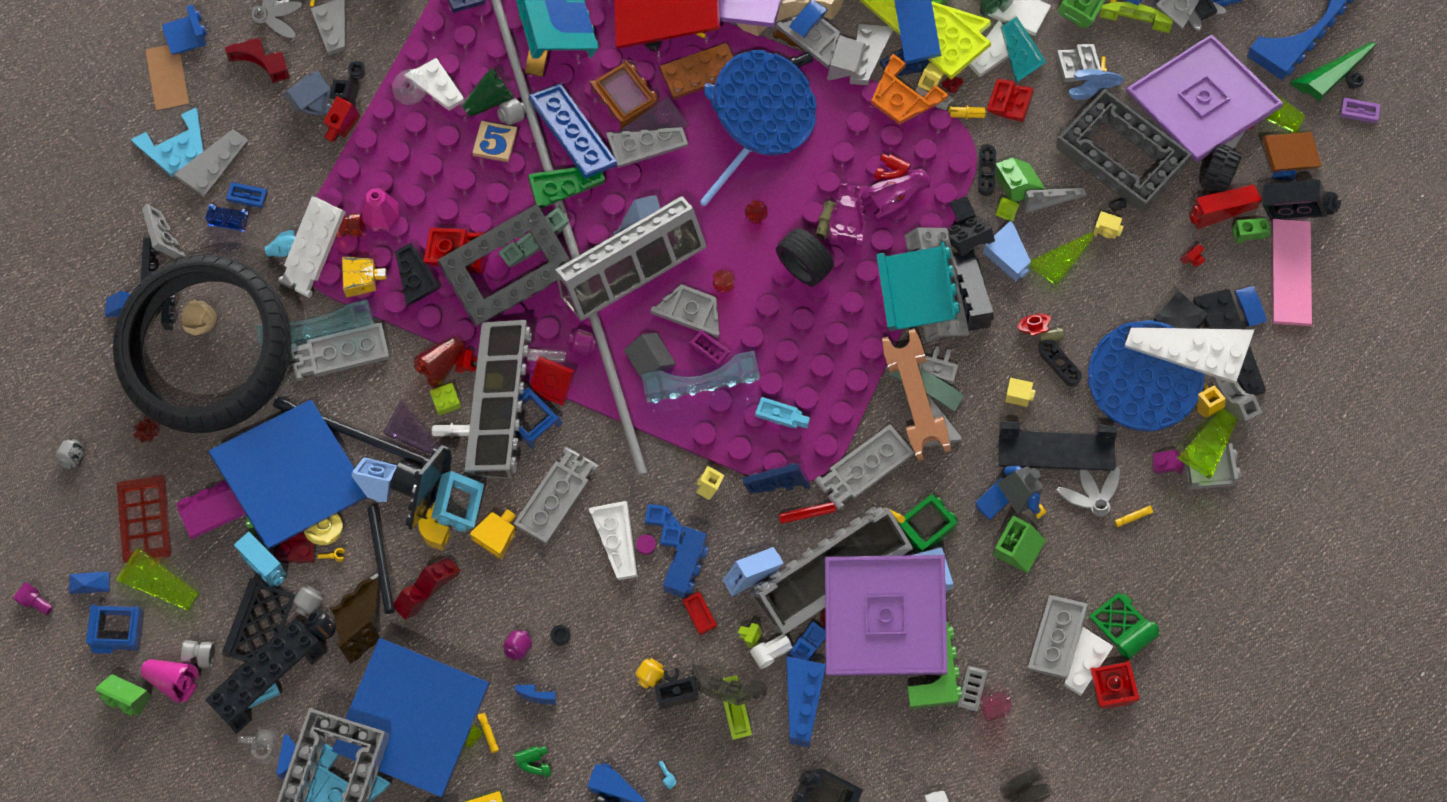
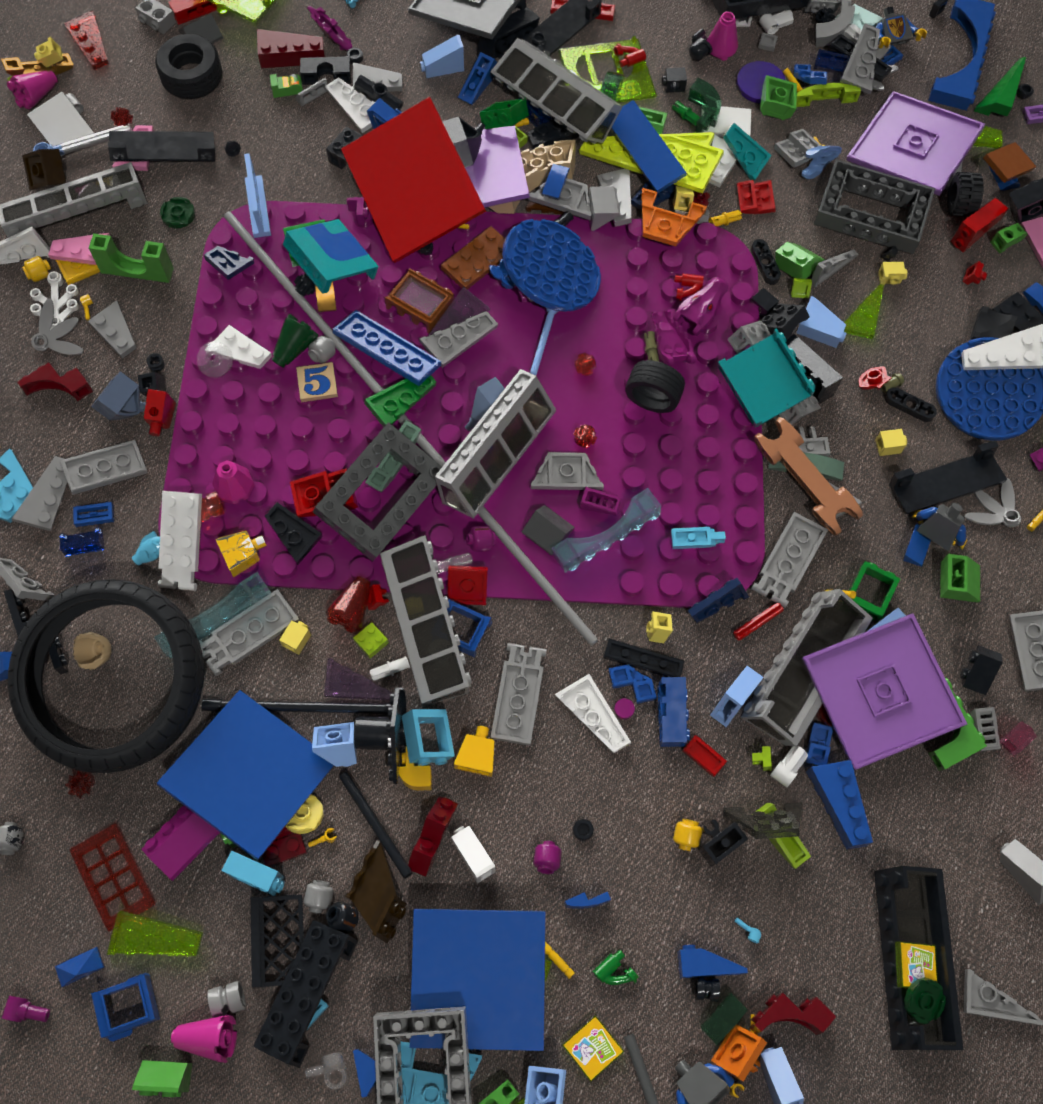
camera: 25 degrees left, 0 degrees up
(272, 154) = (103, 467): none -> light grey tile
(379, 371) = (295, 637): none -> light yellow brick
(454, 617) = (473, 853): none -> white slope
(520, 43) = (304, 285): none -> black gear
(684, 507) = (643, 659): none -> black tile
(990, 632) = (981, 669): none -> black brick

